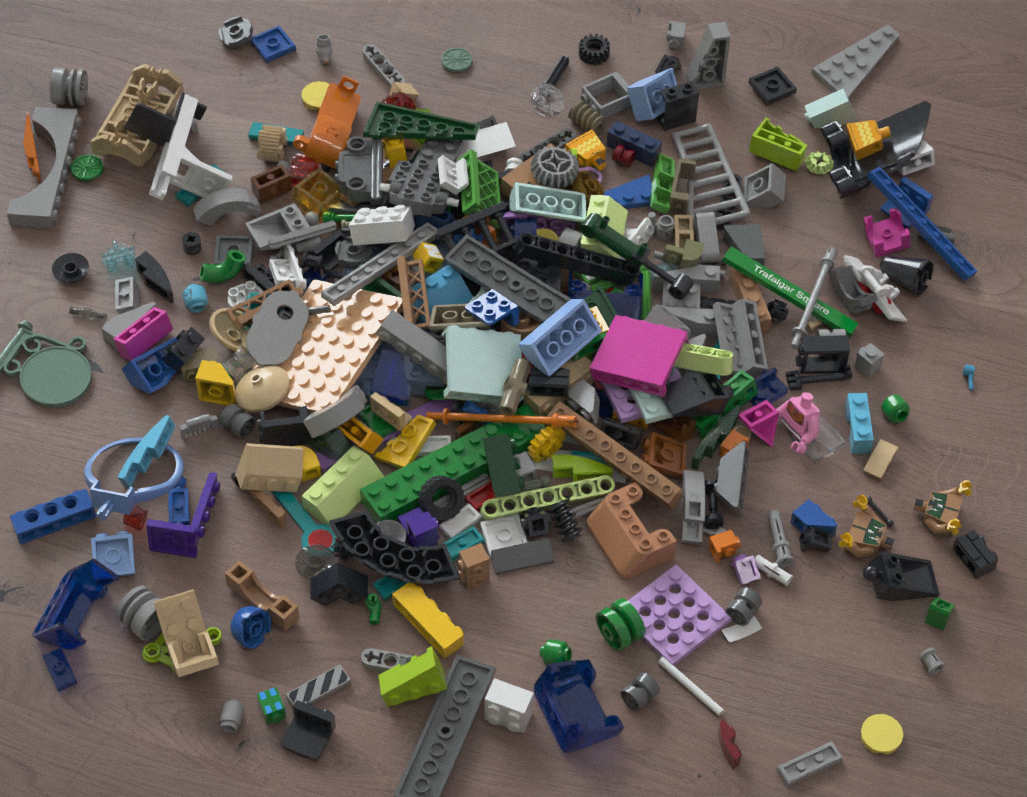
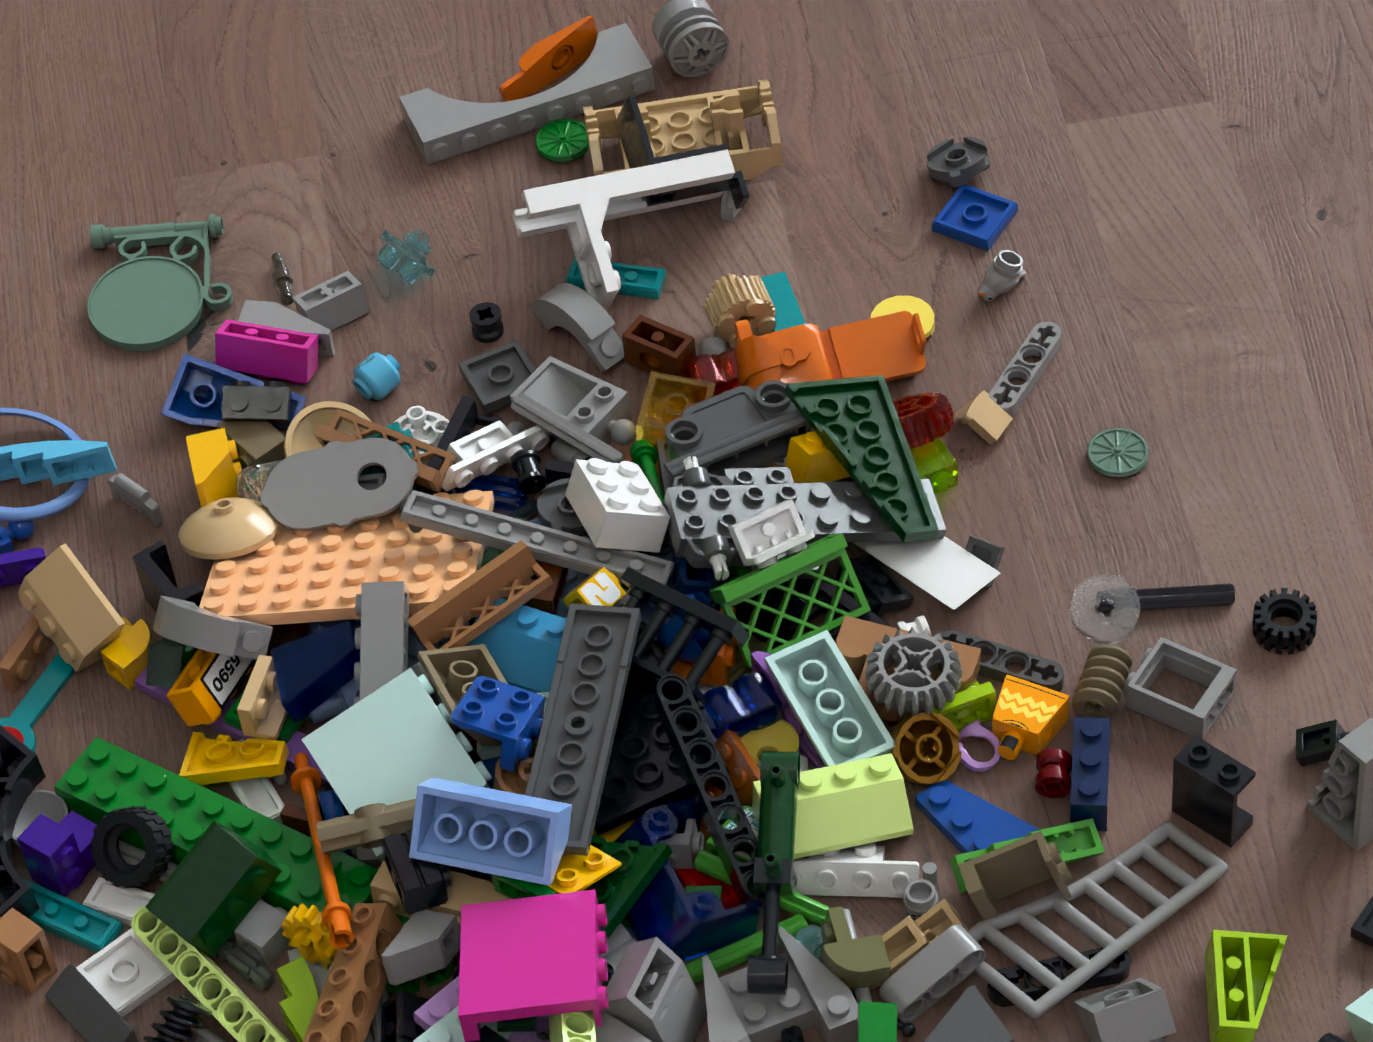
camera: 70 degrees right, 5 degrees down
(70, 267) = (351, 215): black dish -> none
(154, 275) = (394, 312): black slope -> none
(225, 270) = (449, 379): green cylinder -> none
(235, 420) = (164, 526): dark grey wheel -> none
(339, 488) = (128, 715): yellowish green slope -> none
(541, 524) = (149, 995): black brick -> none
(646, 95) = (1230, 732): light blue slope -> none

